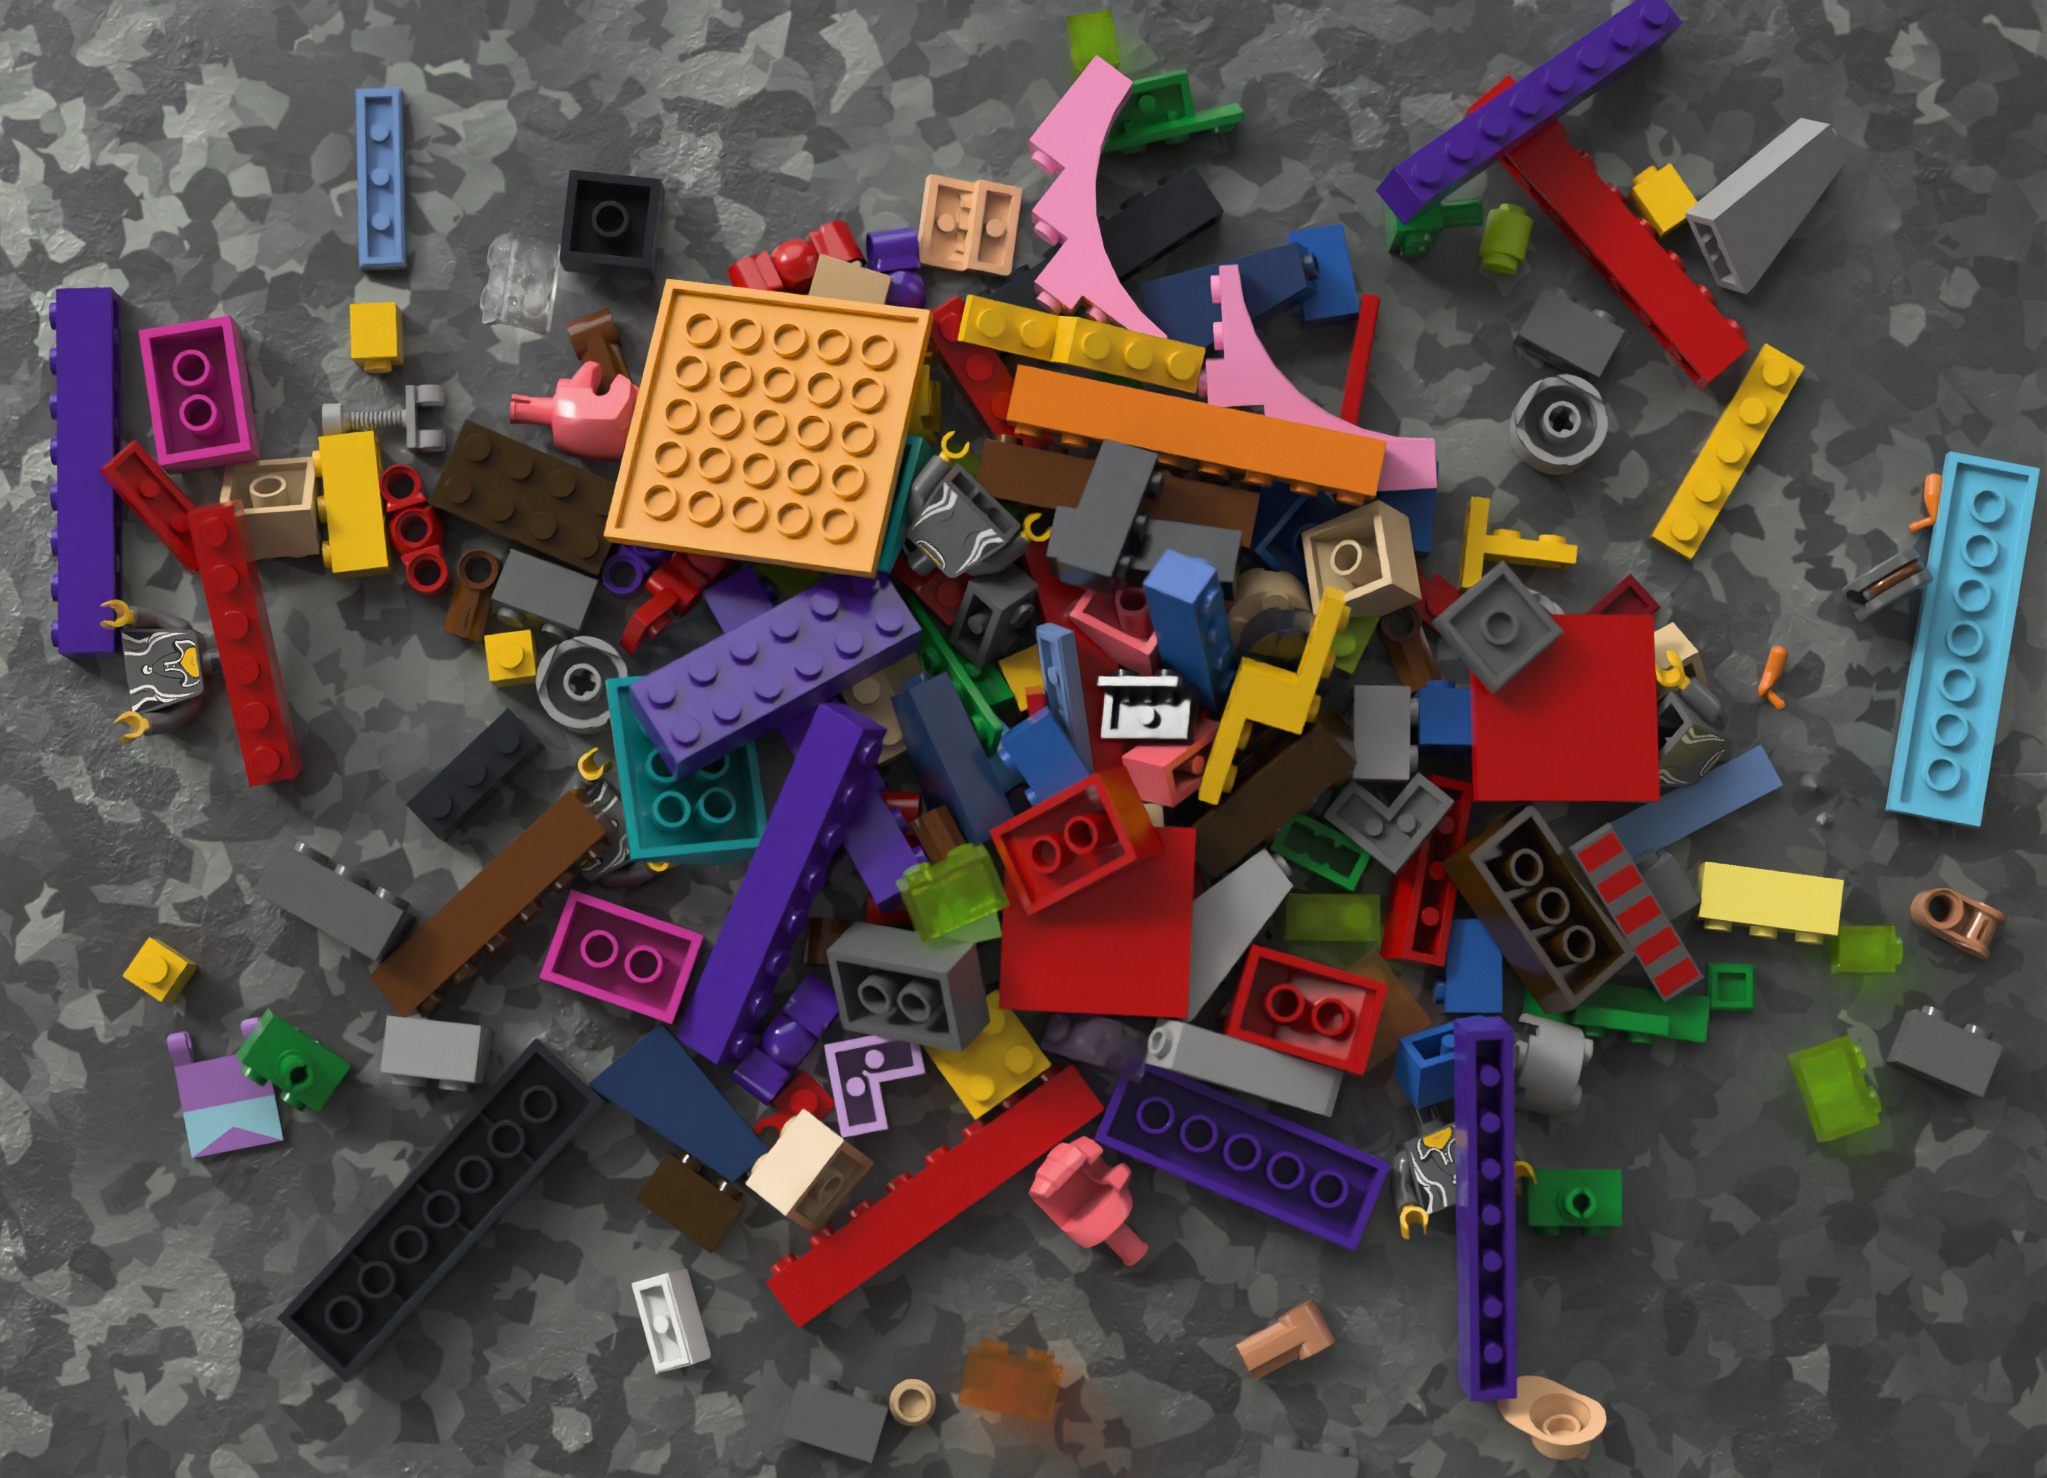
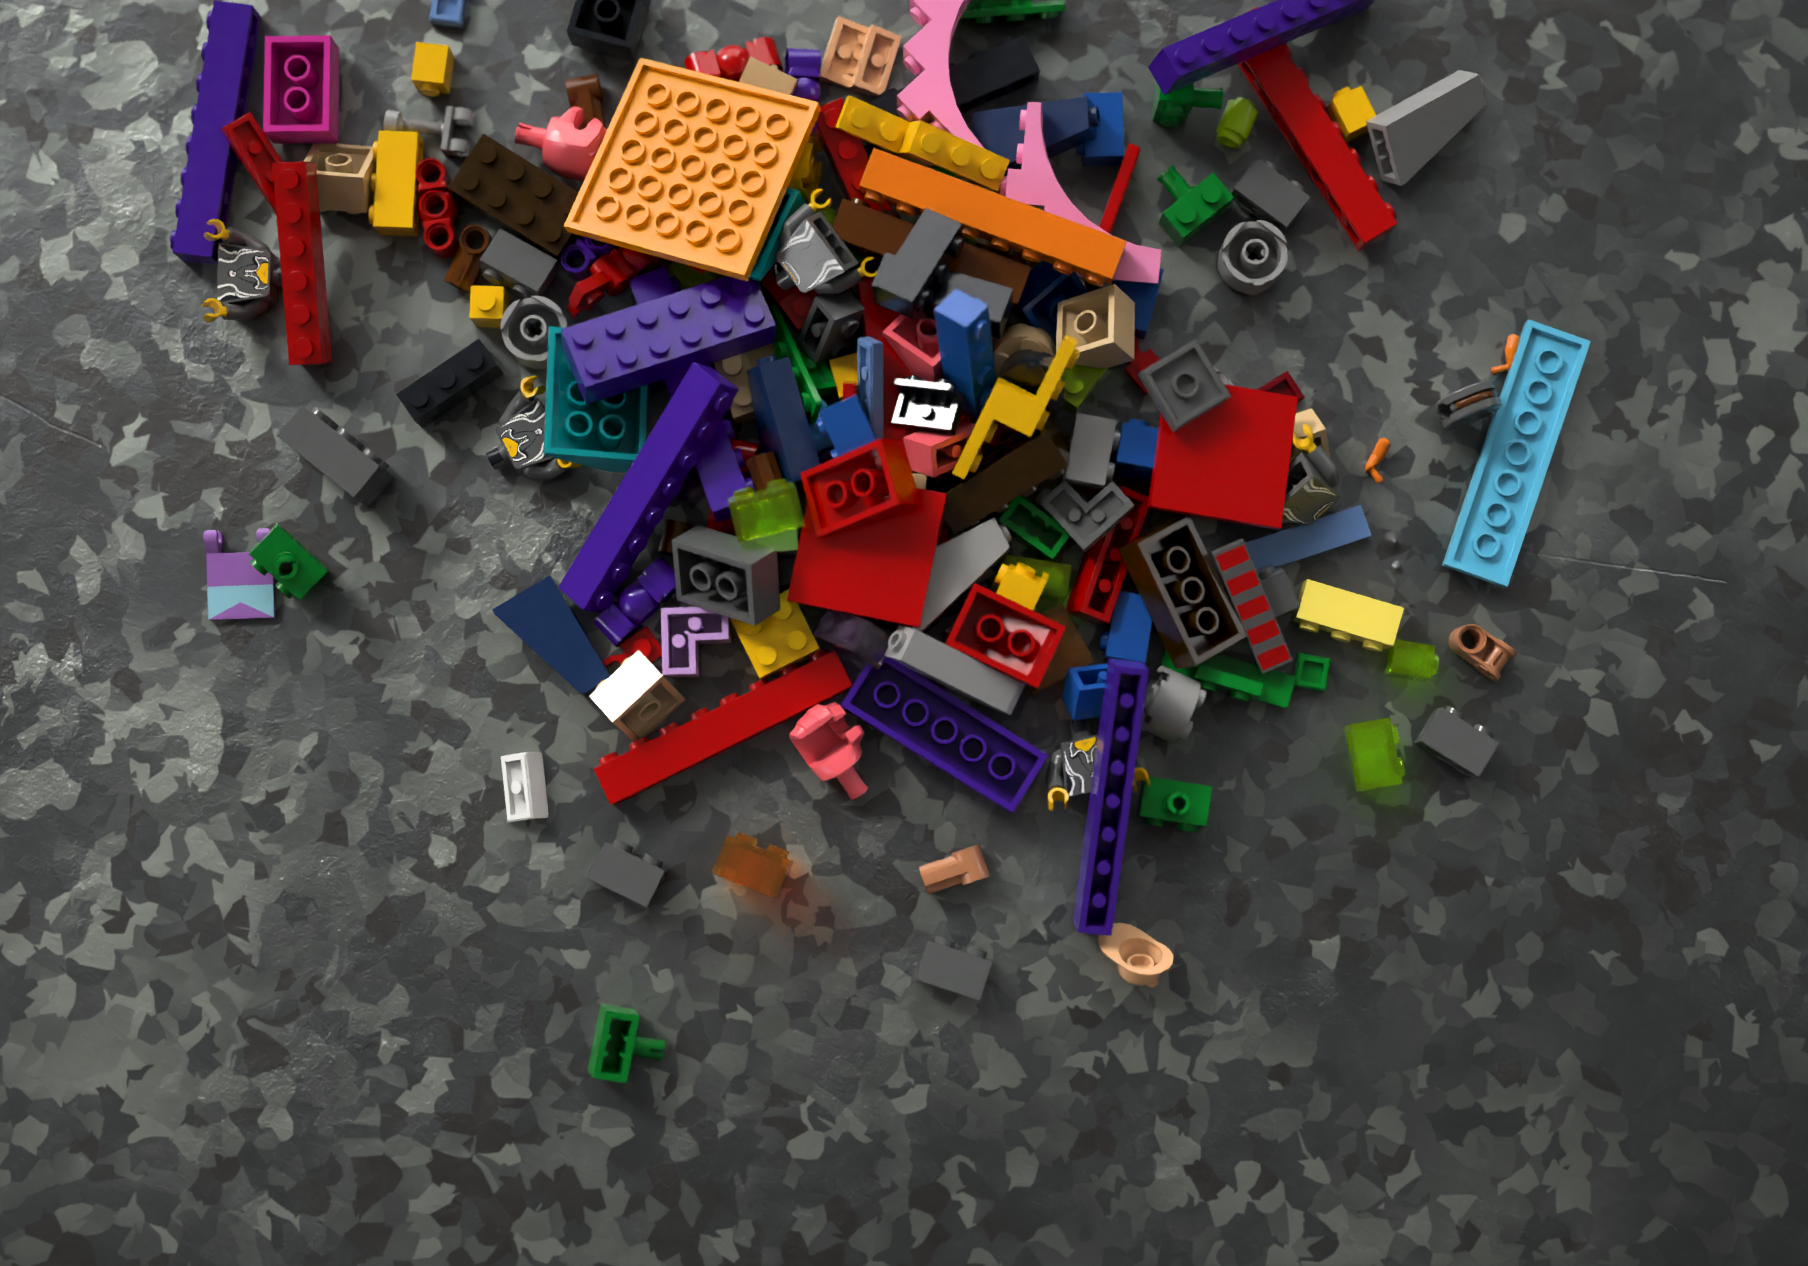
camera: 15 degrees right, 0 degrees up
(160, 970) = (207, 484): yellow brick -> none
(435, 1051) = (388, 569): light grey brick -> none
(443, 1210) = (375, 682): black brick -> none
(494, 903) = (446, 473): reddish brown brick -> none
(521, 282) = (539, 47): clear bracket -> none
(623, 957) = (531, 526): dark pink brick -> none
(692, 1201) = (551, 704): dark brown brick -> none
(912, 1402) = (684, 871): tan plate -> none
(1316, 934) = (1020, 584): none -> yellow brick
(1409, 653) = (1120, 400): reddish brown piece -> none
(1464, 365) = (1193, 206): none -> green brick
(1505, 546) = (1229, 346): yellow bracket -> none
(1727, 452) = (1369, 296): yellow plate -> none

